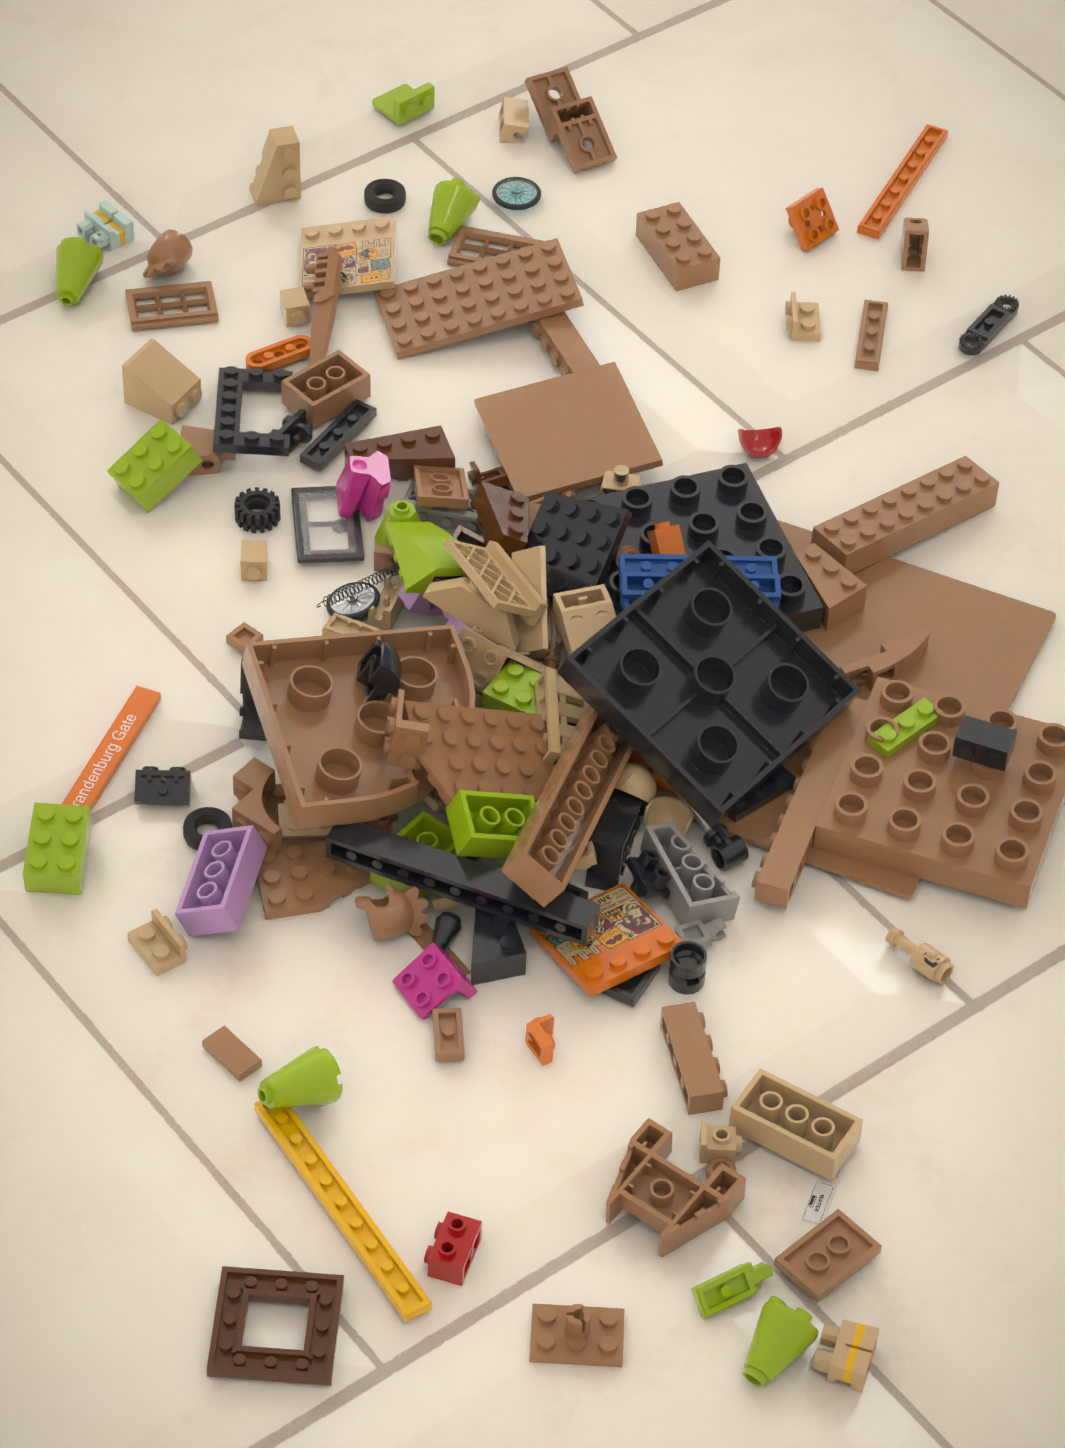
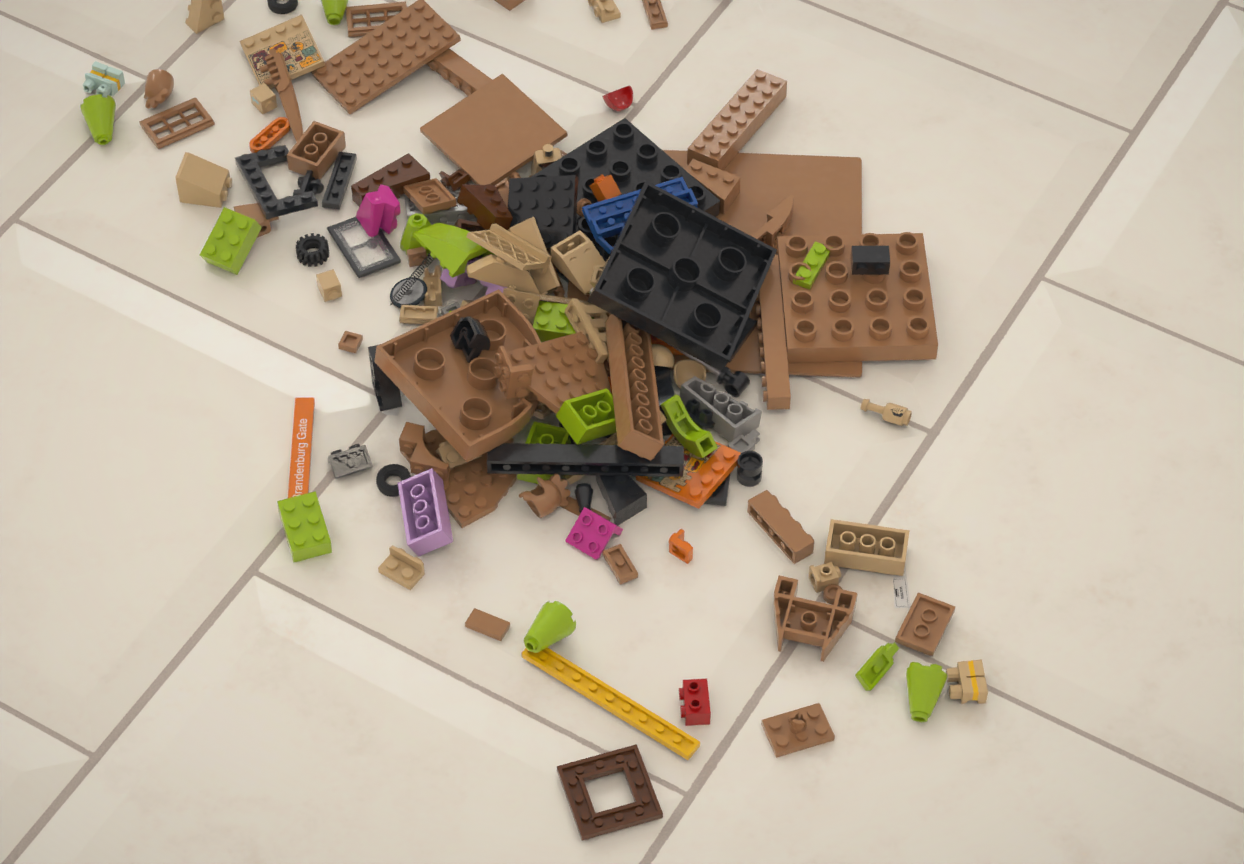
camera: 20 degrees left, 5 degrees up
(625, 897) = (693, 438): none -> lime arch

